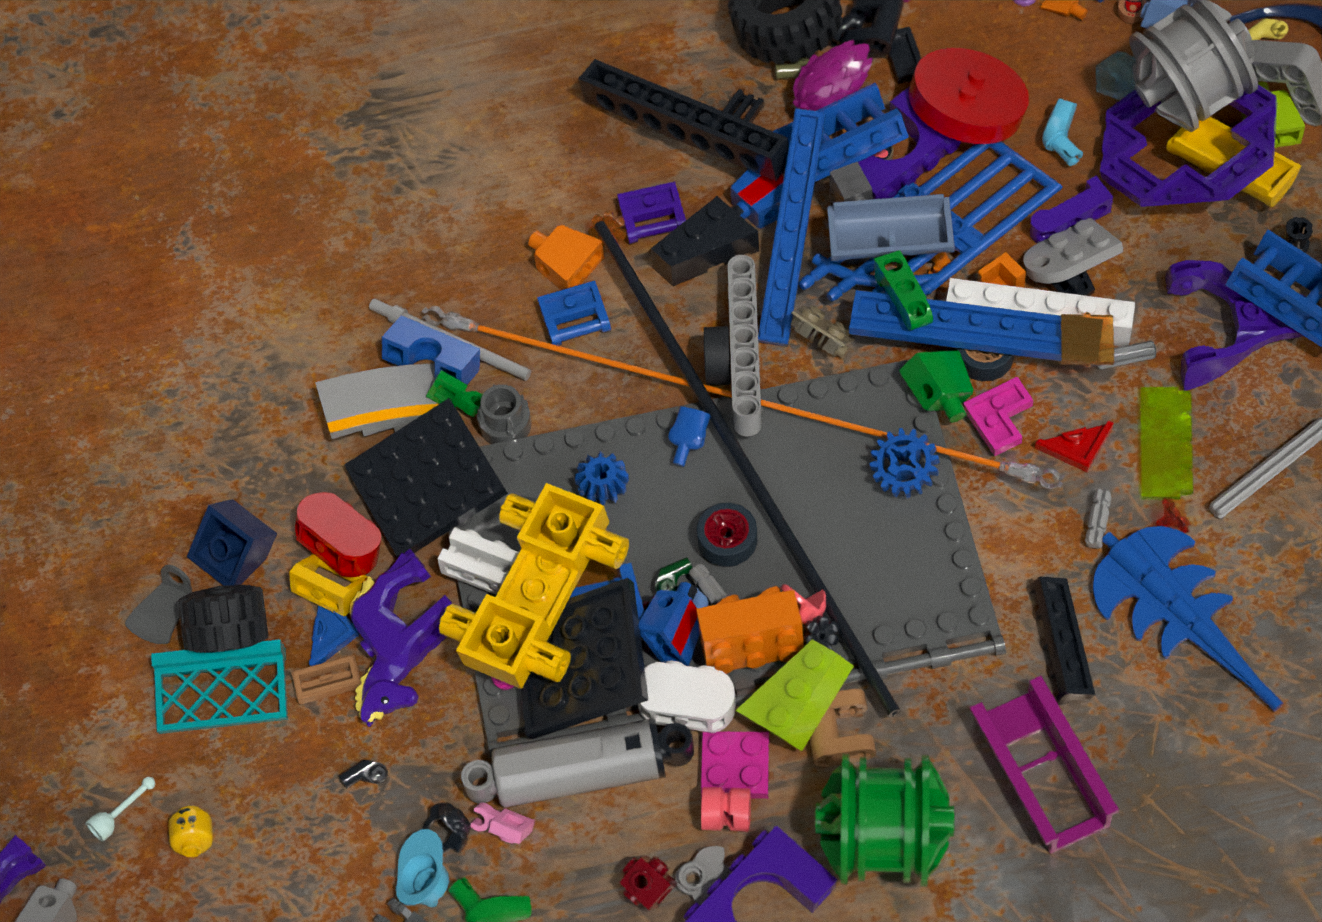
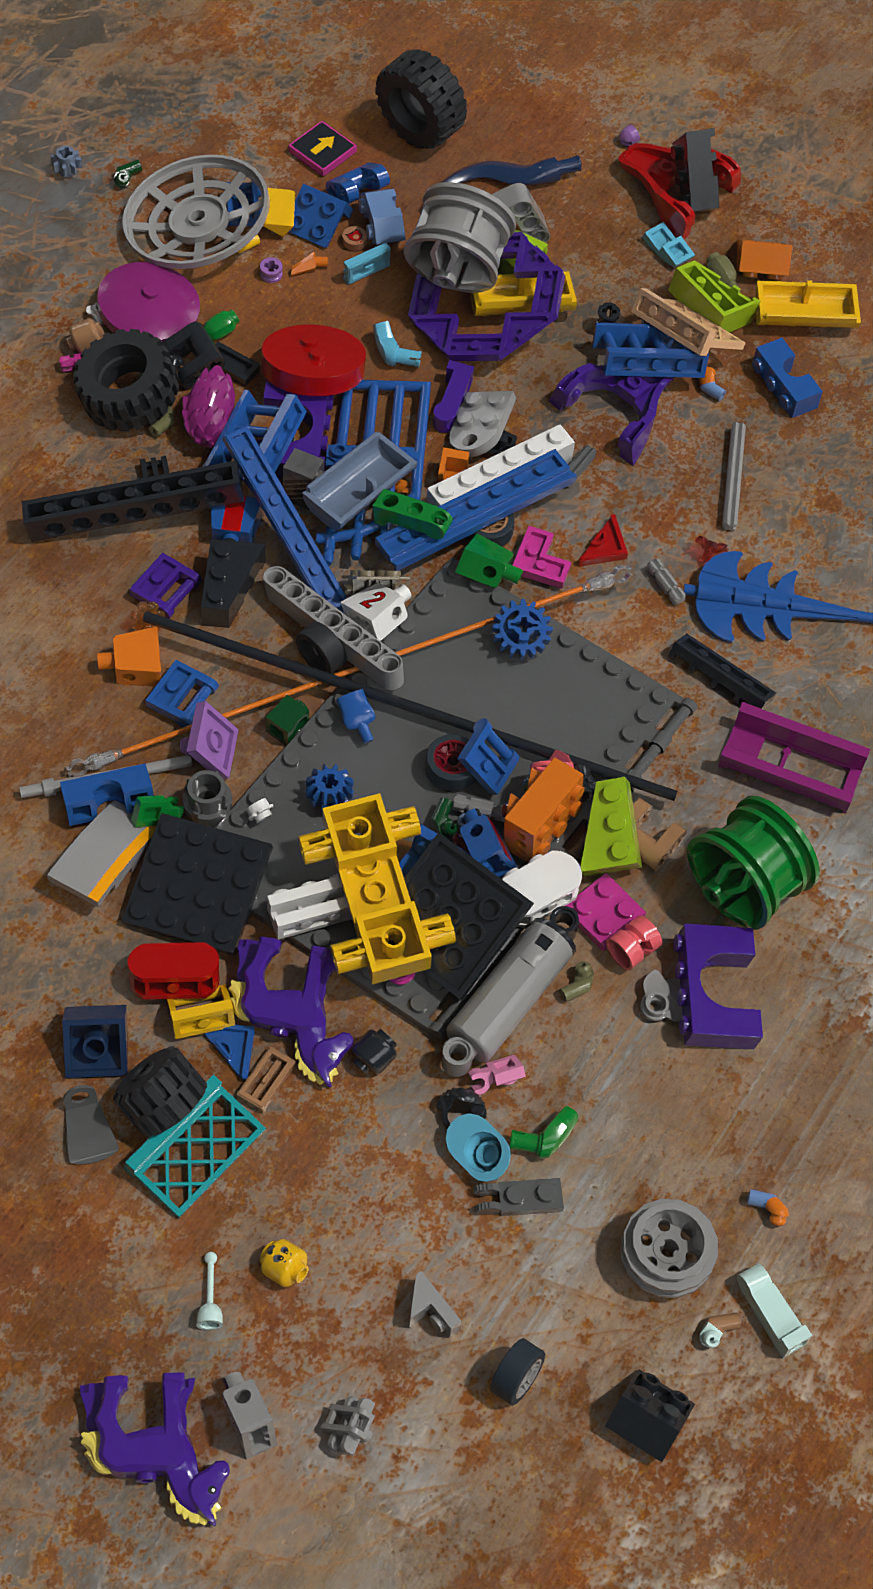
camera: 55 degrees left, 0 degrees up
(364, 771) = (363, 1118): black arm -> none
(424, 724) = (374, 1051): none -> black head
(529, 455) = (259, 810): none -> white plate
(551, 369) = (211, 740): none -> medium lavender tile
(635, 395) = (287, 719): none -> dark green brick
(652, 808) = (581, 984): none -> olive arm
(658, 885) = (635, 1030): dark red brick -> none
(744, 553) = (482, 761): none -> blue plate
(801, 356) = (378, 608): none -> white torso
(925, 13) = (221, 324): none -> green plant
(1087, 339) = (558, 466): clear orange piece -> none
(1110, 37) = (366, 263): none -> medium azure tile
(1116, 75) = (395, 285): clear light blue brick -> none
(1165, 443) = (650, 503): clear neon green windscreen -> none

